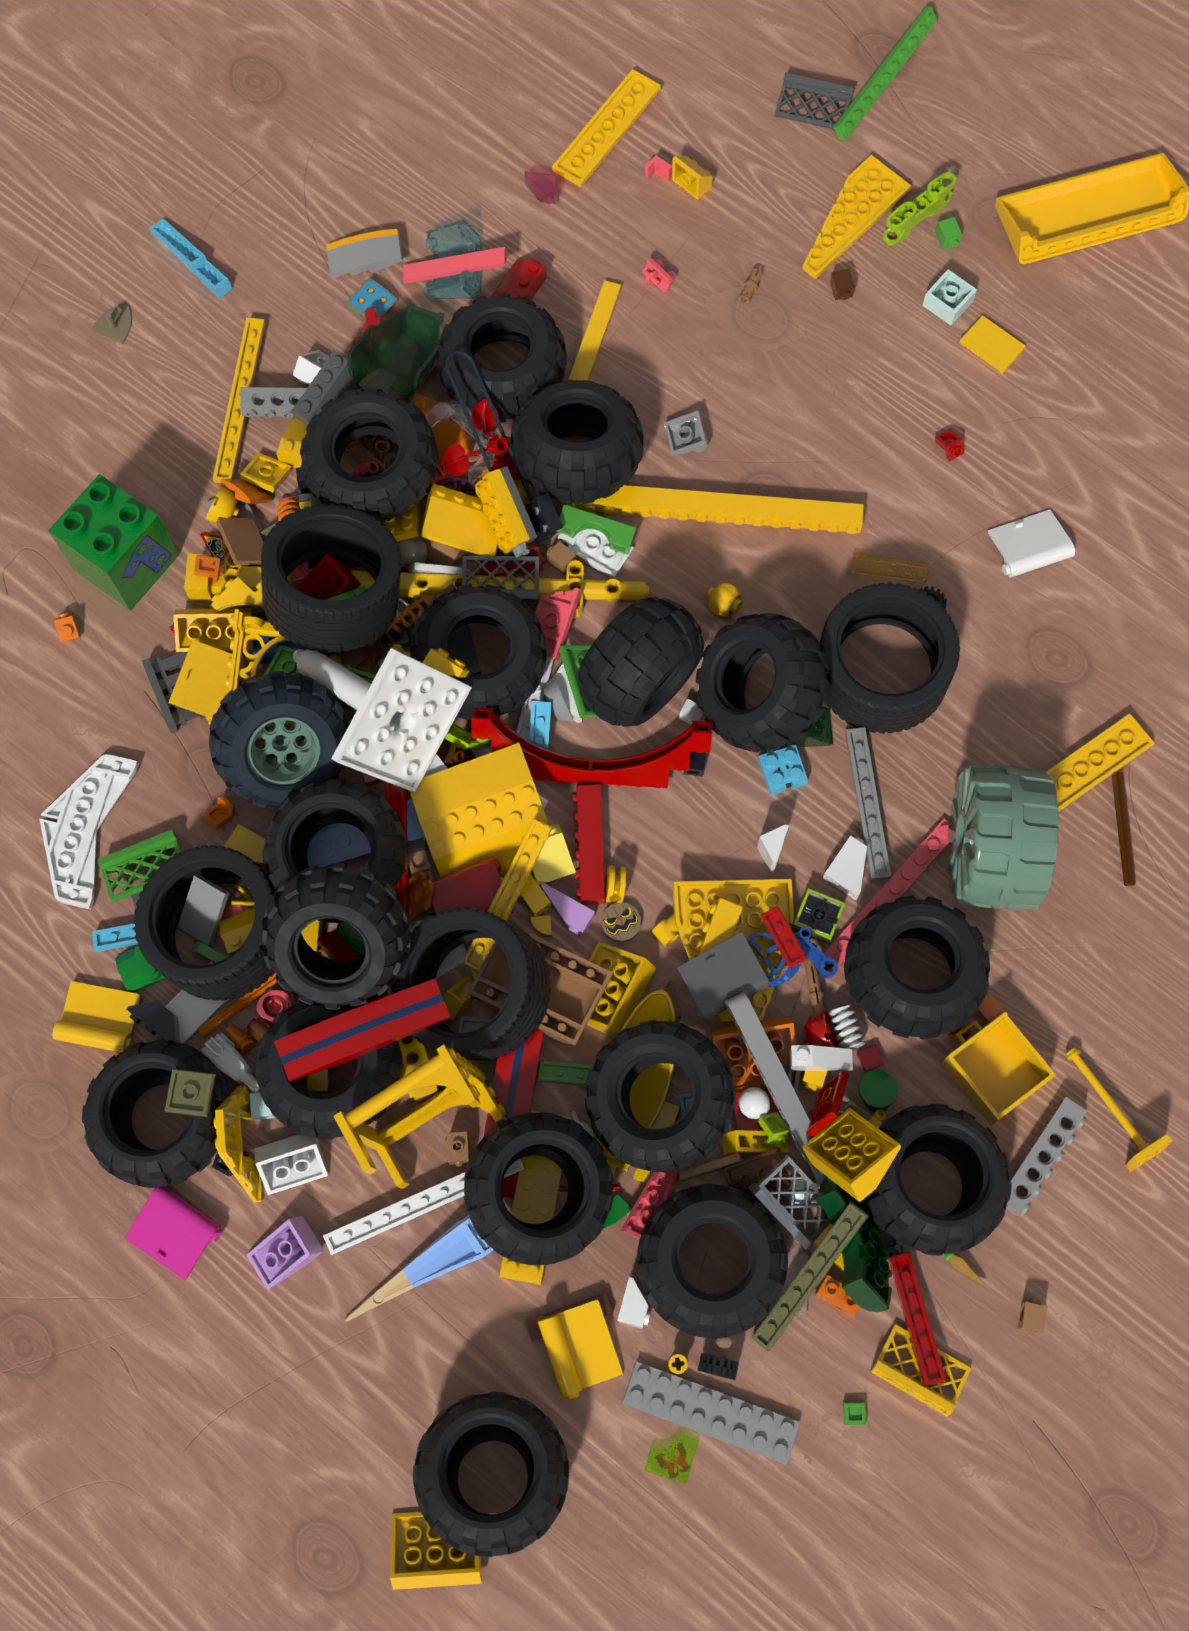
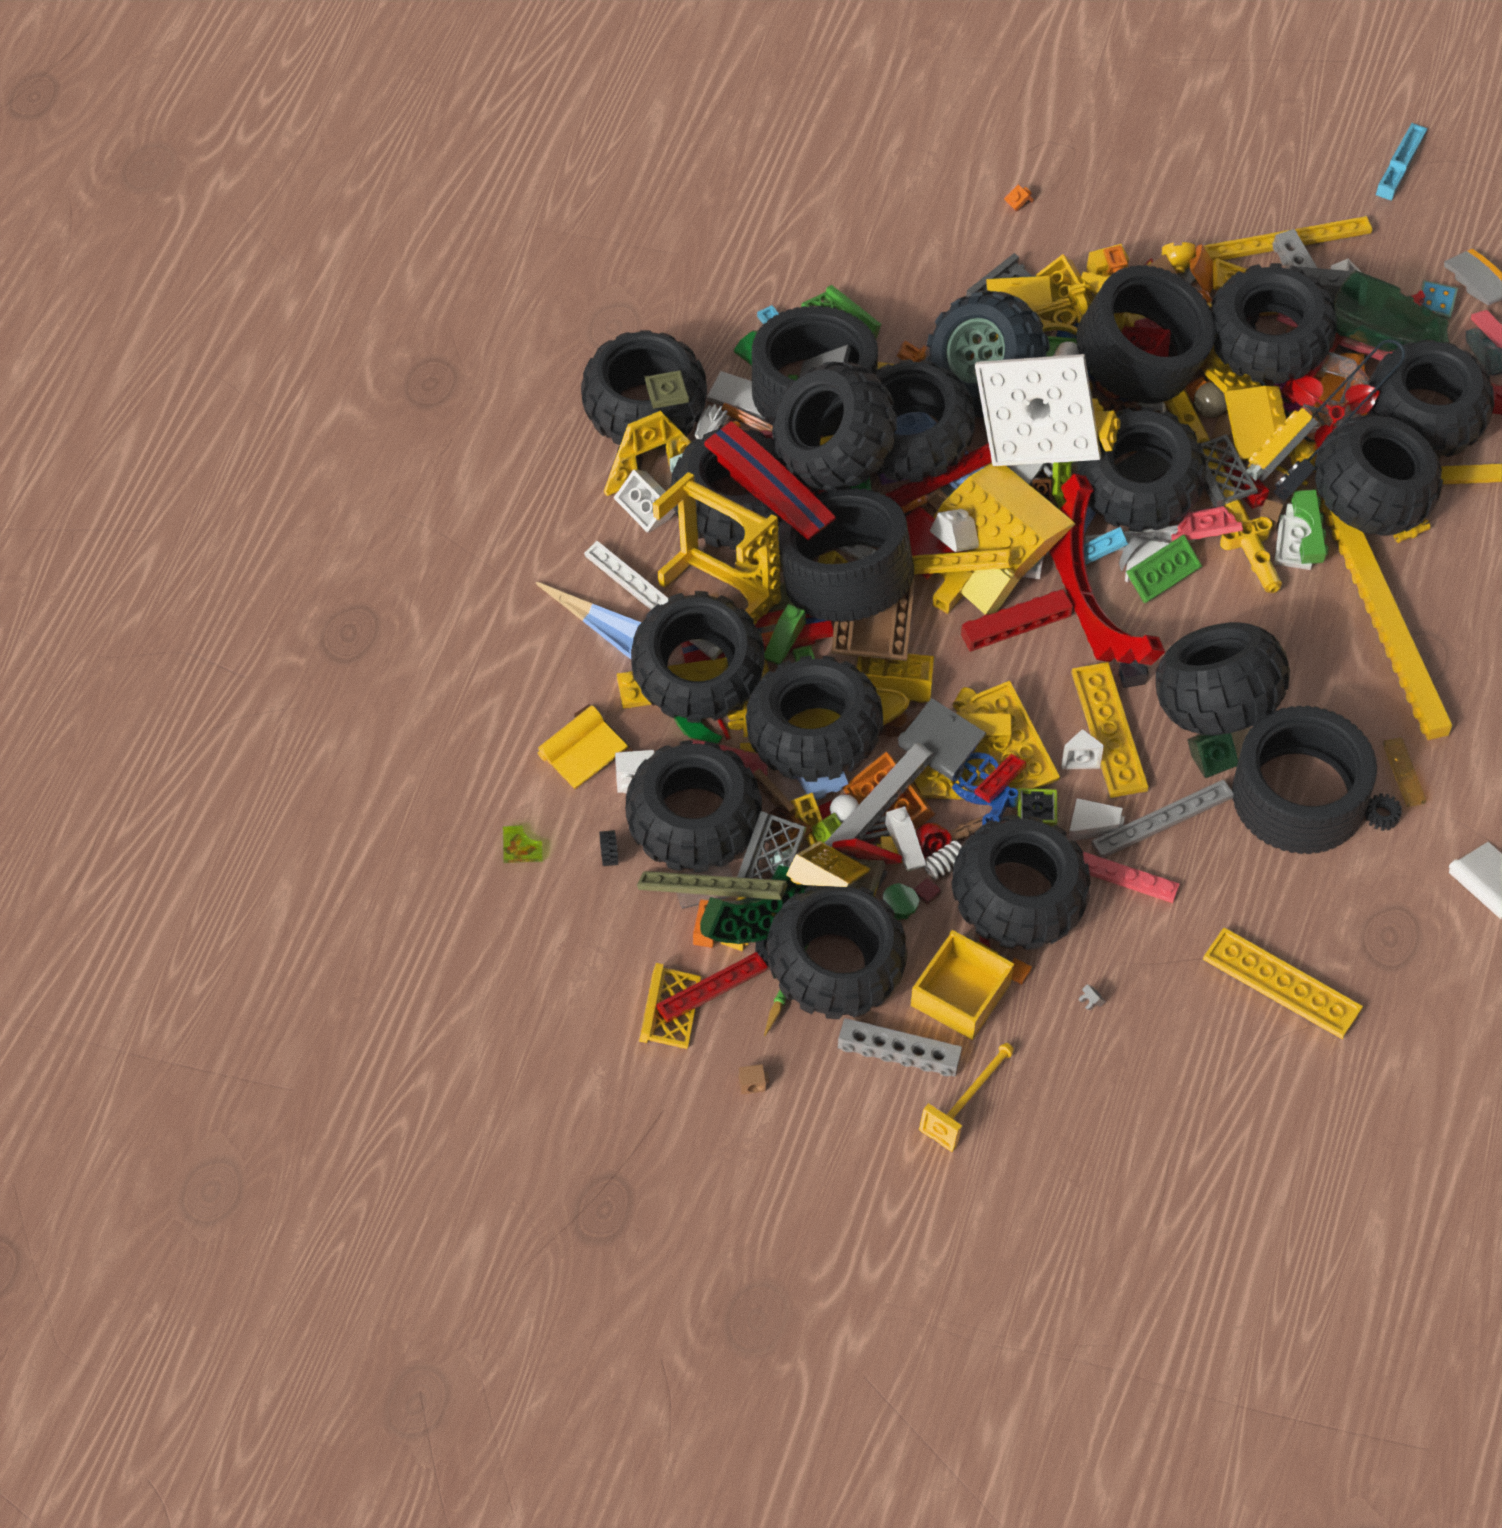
camera: 65 degrees right, 15 degrees down
(79, 814) = (863, 263): white wing -> none
(97, 1017) = (706, 334): yellow door -> none
(114, 323) = (1309, 133): dark tan shield -> none
(114, 541) = (1102, 189): green brick -> none
(157, 1019) = (720, 371): black slope -> none
(173, 1231) = (558, 443): dark pink door -> none
(285, 1252) = (574, 522): lavender slope -> none
(318, 1081) = (724, 486): yellow slope -> none
(424, 1559) = (383, 700): yellow slope -> none
(434, 568) = (1205, 420): white tile -> none
(457, 1431) = (462, 669): black tyre -> none
(481, 861) = (956, 530): none -> white slope
(532, 1084) = (785, 634): none -> bright green slope
(542, 924) = (929, 610): yellow tile -> none
(572, 913) = (947, 624): lavender slope -> none
(615, 884) = (989, 646): yellow head -> none
(621, 922) = (959, 666): tile -> none
(640, 661) = (1190, 577): black tyre -> none
(681, 1359) = (600, 821): yellow bush -> none
(686, 434) = (1445, 571): light grey slope -> none
(711, 1413) = (569, 862): light grey plate -> none
(723, 599) = (1301, 648): yellow plant -> none
(749, 809) = (1110, 727): none -> yellow plate
(782, 770) = (1159, 743): medium azure piece -> none
(854, 1413) = (612, 968): bright green tile -> none
(1003, 837) = (1170, 900): sand green wheel -> none
(1042, 948) = (1093, 996): none -> light grey tile
(1123, 829) = (1245, 1035): reddish brown axle -> none

